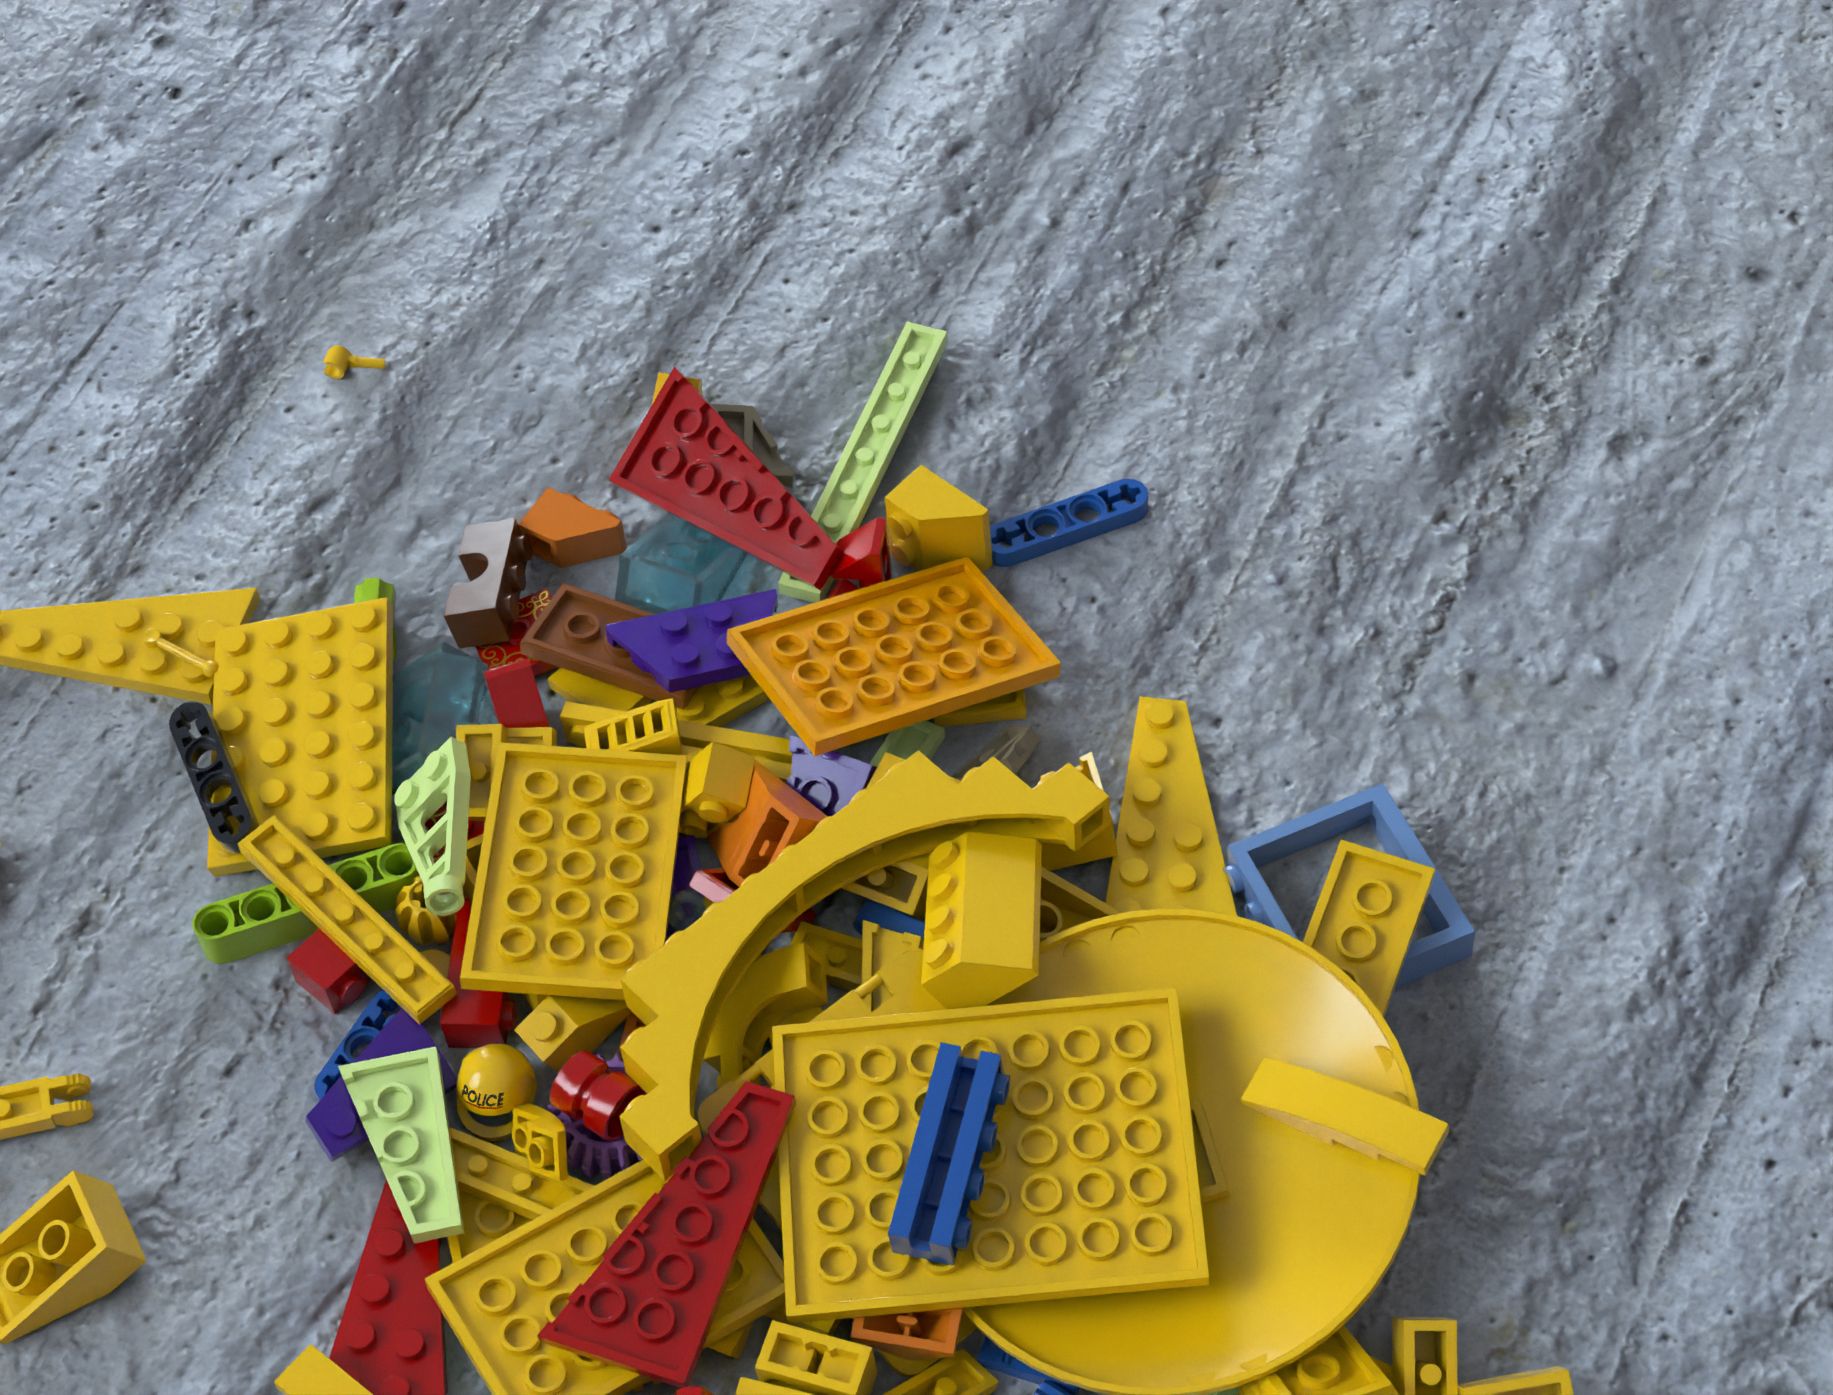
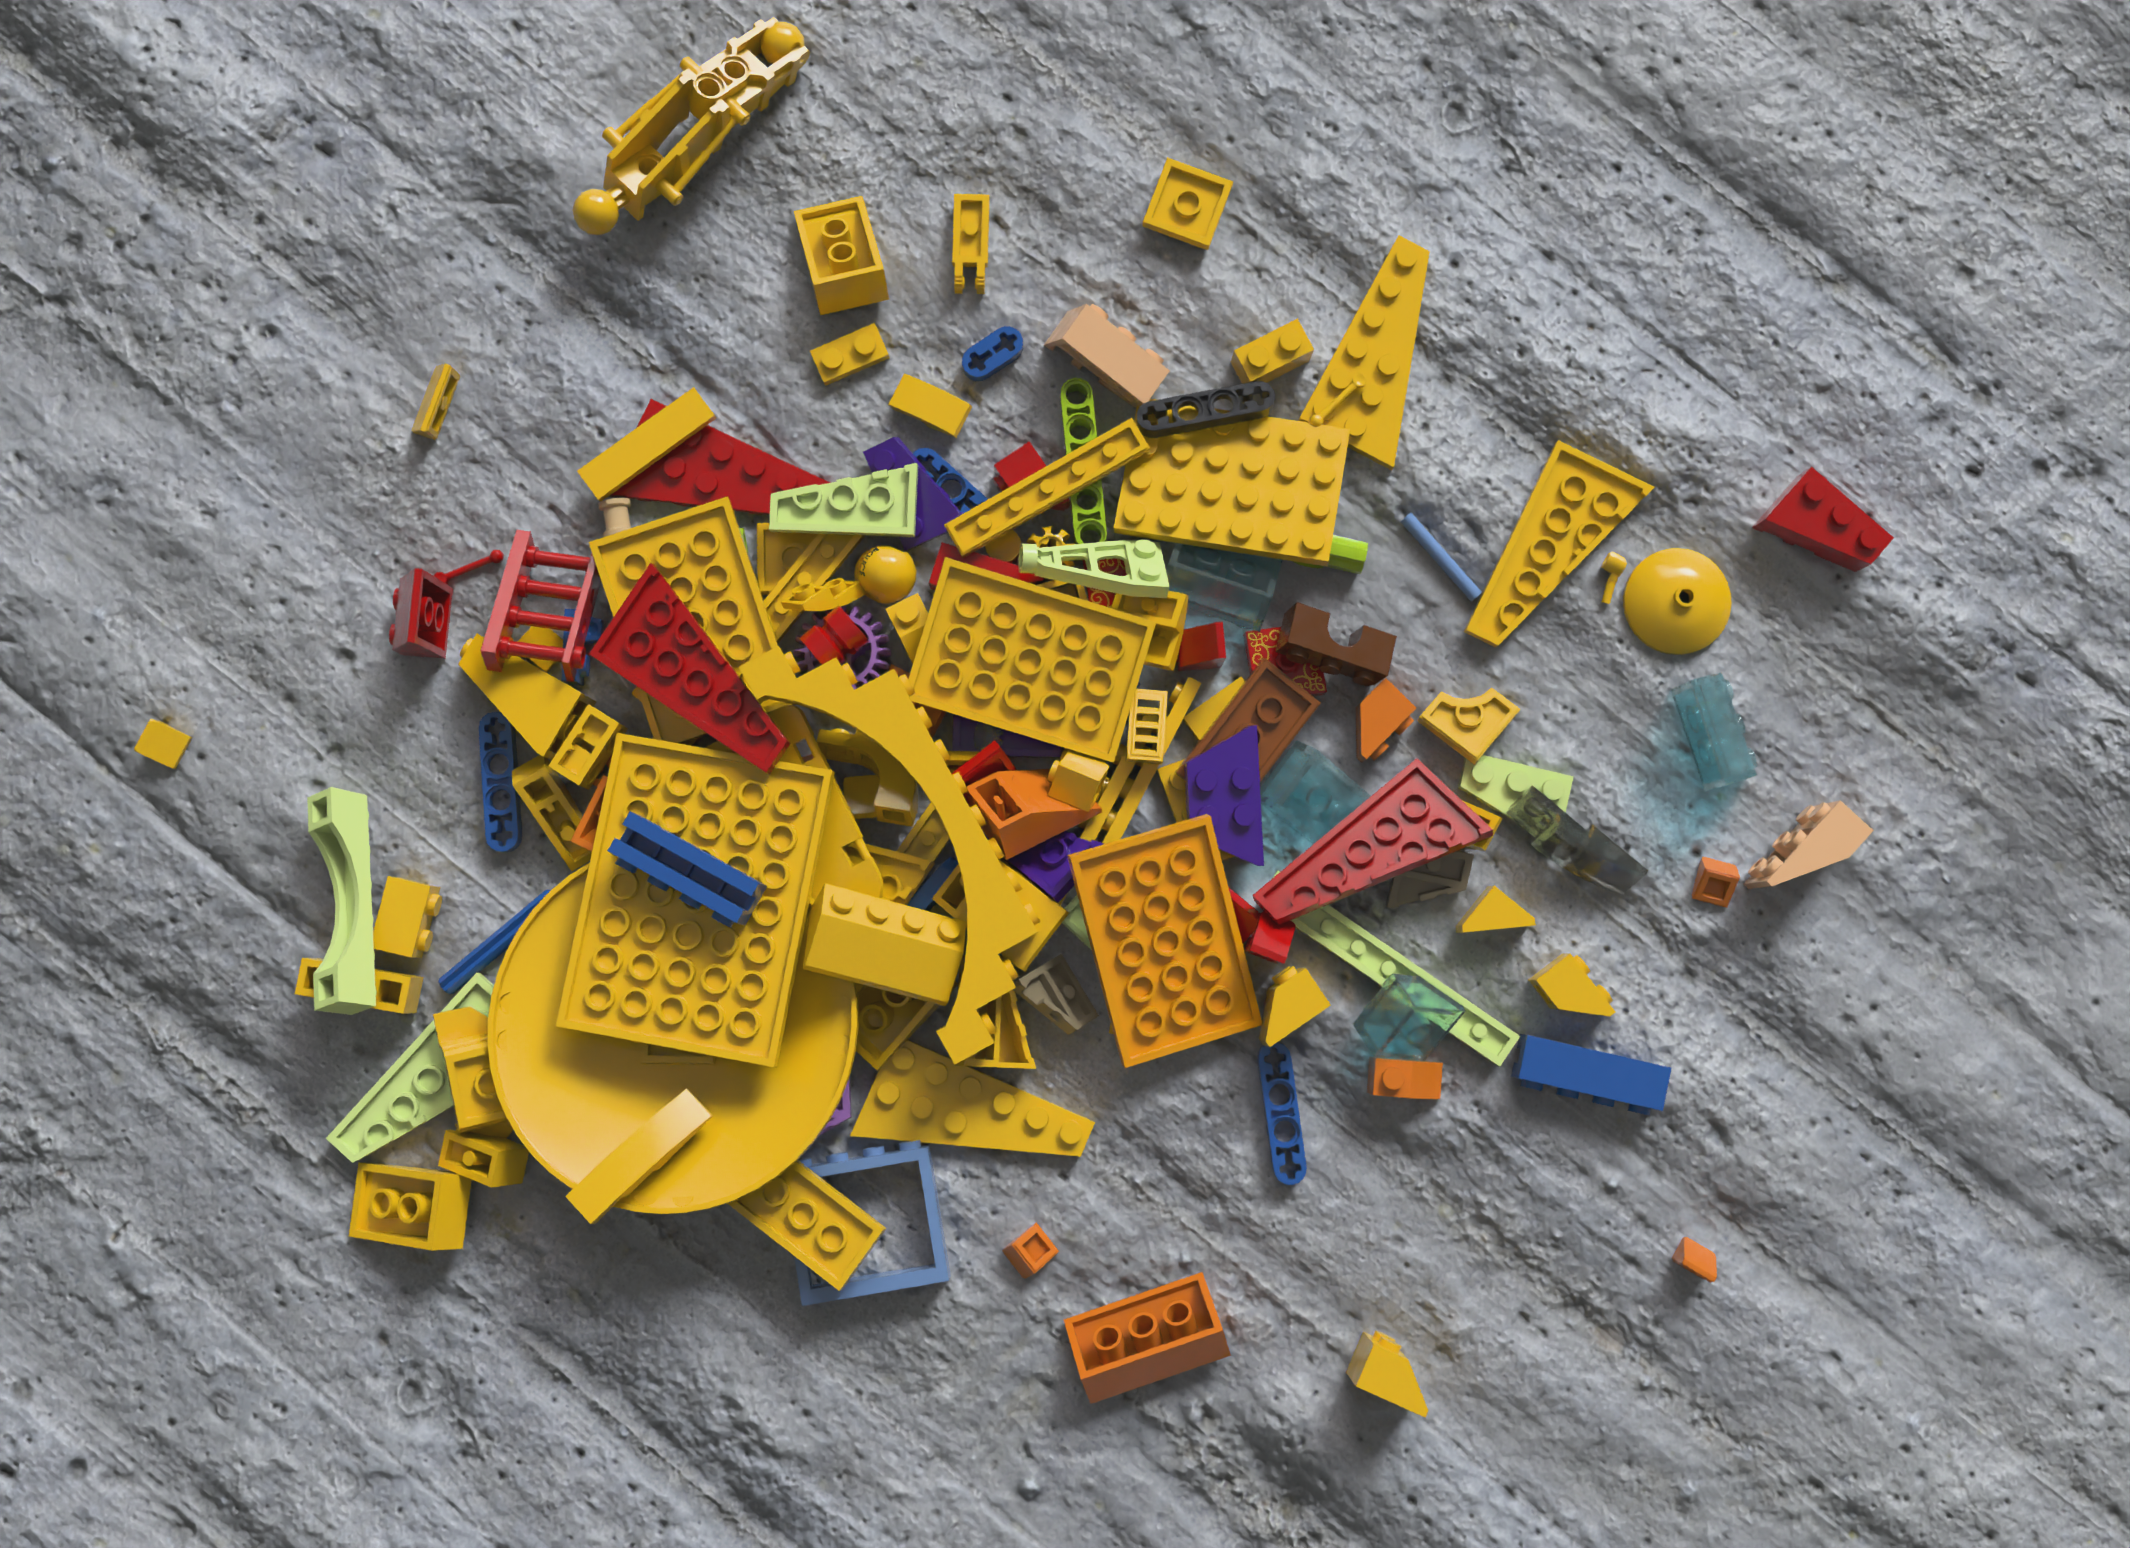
camera: 95 degrees right, 30 degrees up
(133, 735) = (1273, 354): none -> yellow brick
(150, 910) = (1109, 354): none -> light nougat wedge
(165, 1056) = (988, 347): none -> blue beam
(197, 1221) = (849, 354): none -> yellow plate
(253, 189) = (1825, 522): none -> red wedge
(253, 1101) = (930, 405): none -> yellow slope
(309, 419) = (1561, 523): none -> yellow wing
(358, 523) = (1441, 557): none -> medium blue bar
(370, 303) = (1660, 616): none -> yellow dish
(516, 232) = (1714, 731): none -> clear light blue slope
(554, 447) = (1471, 723): none -> yellow tile
(623, 120) = (1821, 838): none -> light nougat slope
(625, 389) = (1502, 782): none -> yellowish green wing
(671, 320) = (1576, 849): none -> clear smoke slope
(684, 203) = (1715, 882): none -> orange slope
(771, 378) = (1492, 912): none -> yellow slope
(837, 293) = (1568, 988): none -> yellow slope
(916, 419) = (1407, 1018): none -> clear light blue slope
(928, 252) = (1591, 1072): none -> blue brick
(989, 422) = (1404, 1078): none -> orange slope
(1105, 131) = (1696, 1259): none -> orange slope
(1321, 730) = (1030, 1251): none -> orange slope
(1322, 345) = (1386, 1372): none -> yellow slope
(1375, 583) = (1146, 1338): none -> orange slope

